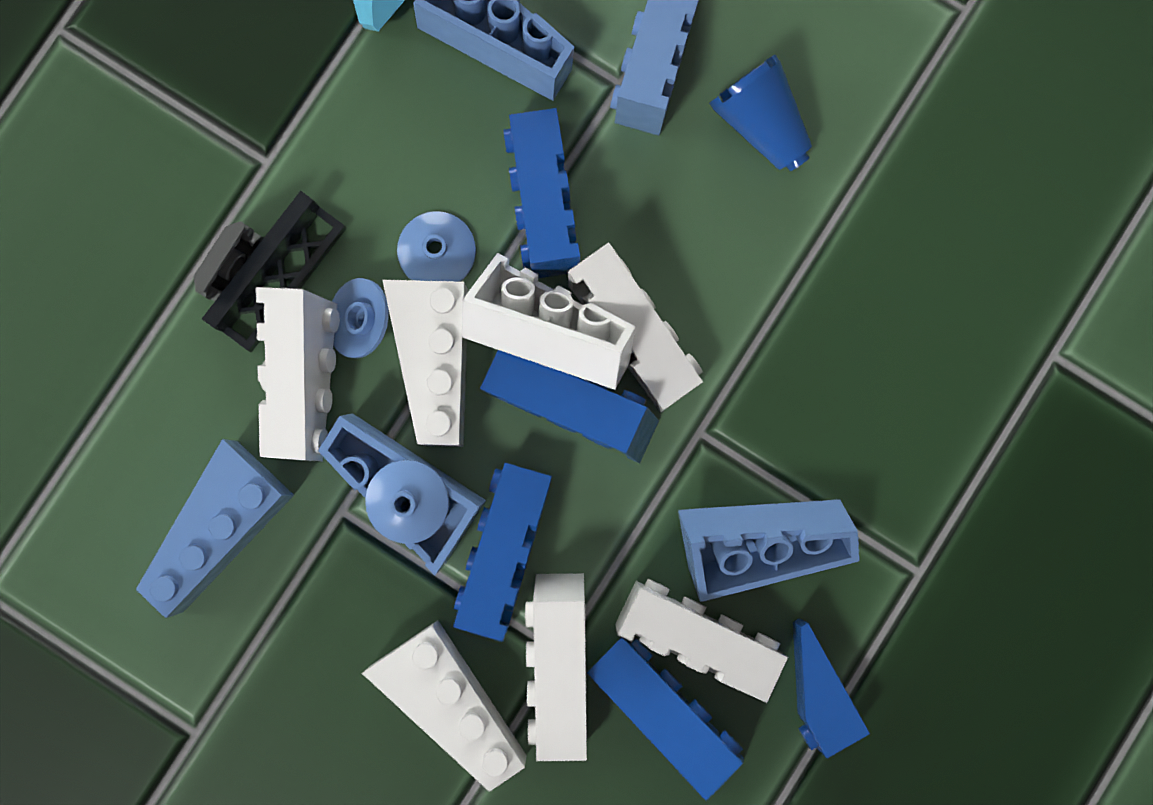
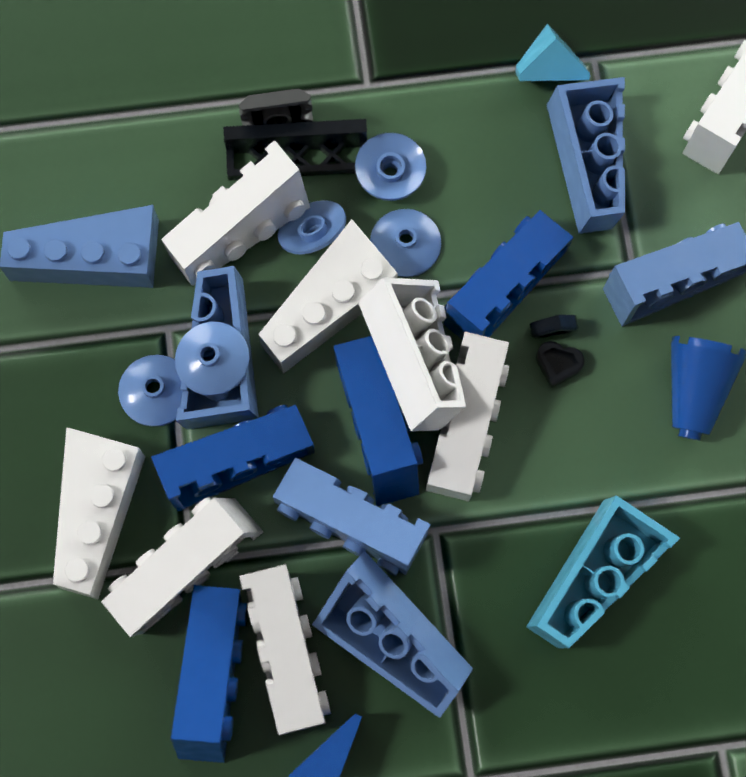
camera: 50 degrees right, 10 degrees down
(349, 190) = (395, 152): none -> medium blue dish
(379, 589) = (146, 407): none -> medium blue dish
(615, 191) = (554, 326): none -> black tile
(636, 494) = (350, 517): none -> medium blue wedge
(647, 213) = (558, 362): none -> black tile
(848, 332) = (600, 569): none -> medium azure wedge

